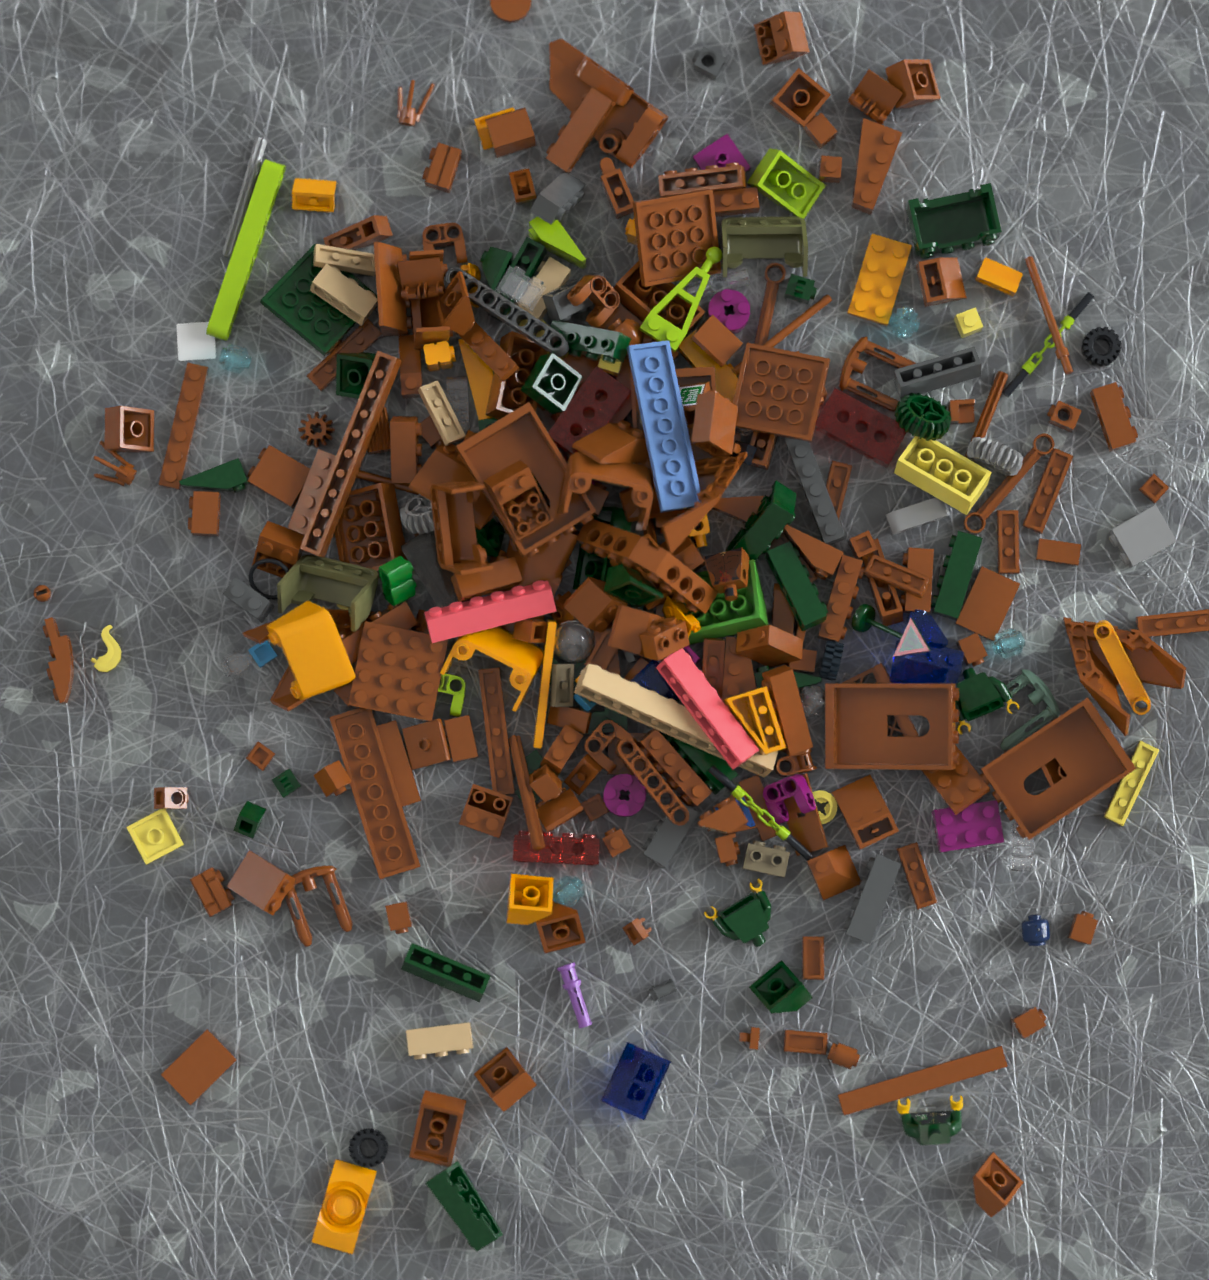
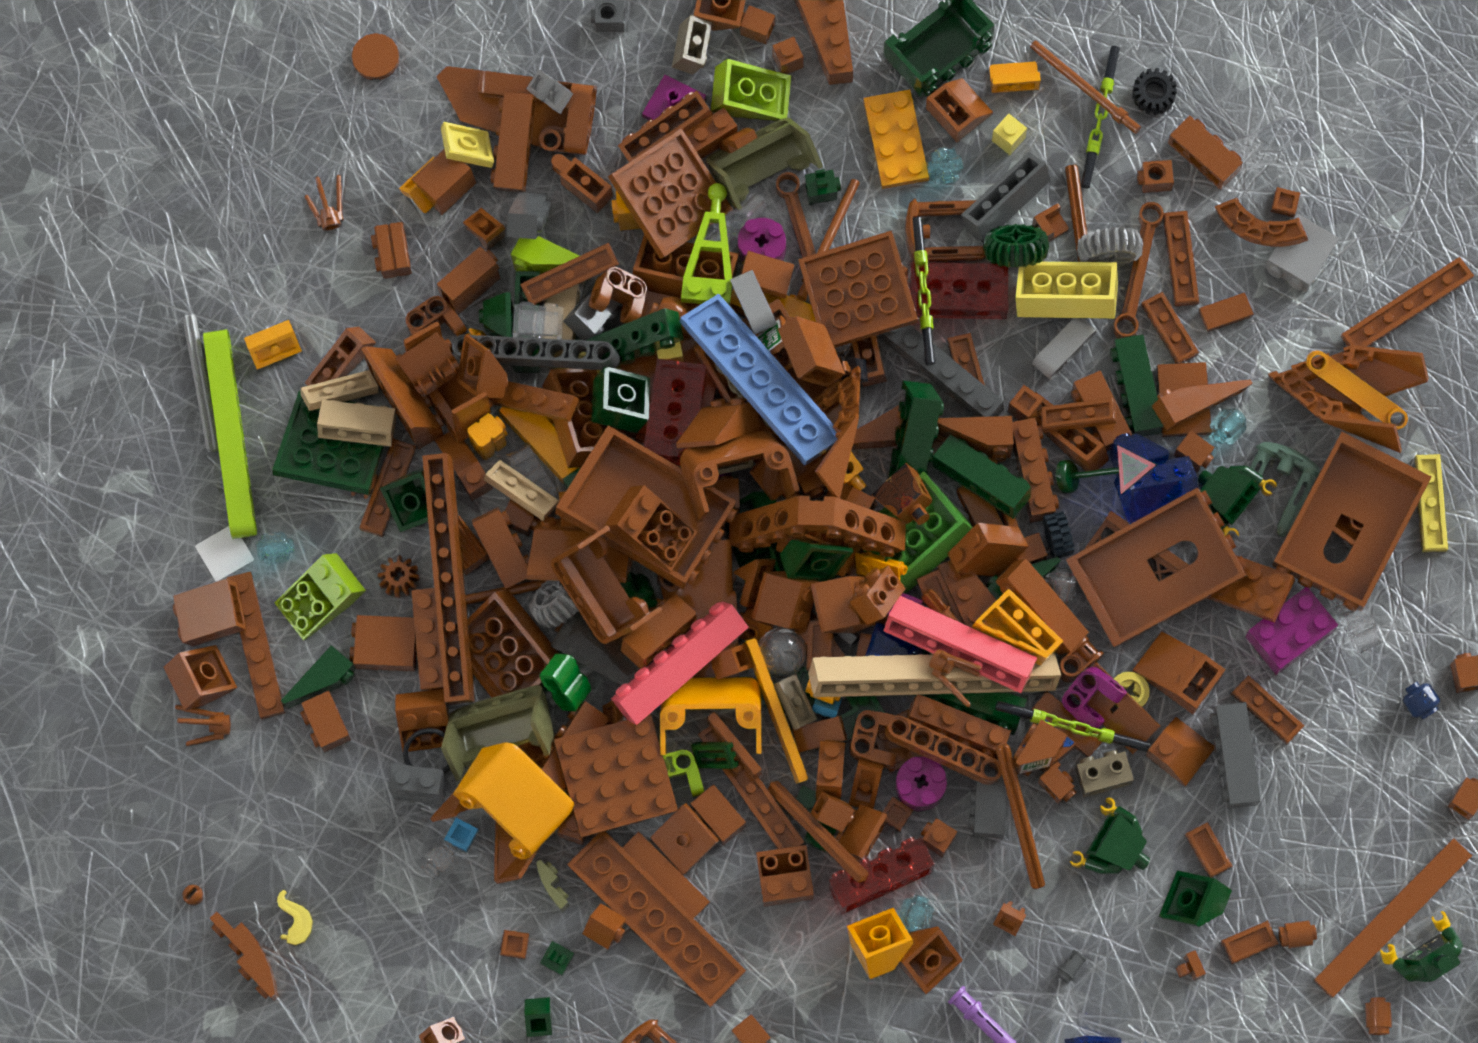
camera: 25 degrees left, 10 degrees down
(160, 384) = (209, 612): none -> dark orange brick
(250, 413) = (319, 595): none -> lime slope
(310, 719) = (549, 879): none -> olive slope
(482, 689) = (729, 763): none -> dark green tile
(488, 224) = (469, 279): none -> dark orange brick
(499, 694) = (742, 754): none -> dark orange tile
(542, 113) = (467, 144): none -> light yellow tile
(565, 262) = (569, 274): none -> dark orange tile
(581, 571) = (753, 574): none -> dark orange slope
(628, 104) = (549, 91): none -> light grey slope
(683, 860) = (1020, 816): none -> dark orange axle
(685, 717) = (944, 663): none -> dark orange plant
(692, 360) = (753, 302): none -> light grey beam
(709, 671) = (935, 603): none -> dark orange axle
(753, 219) = (738, 140): none -> dark orange slope
(760, 121) = (692, 44): none -> dark tan brick
(819, 442) = (926, 320): none -> piece
(869, 1147) = (1378, 1016): none -> dark orange brick
(983, 610) = (1191, 401): none -> dark orange slope
(1118, 503) = (1258, 231): none -> dark orange tile

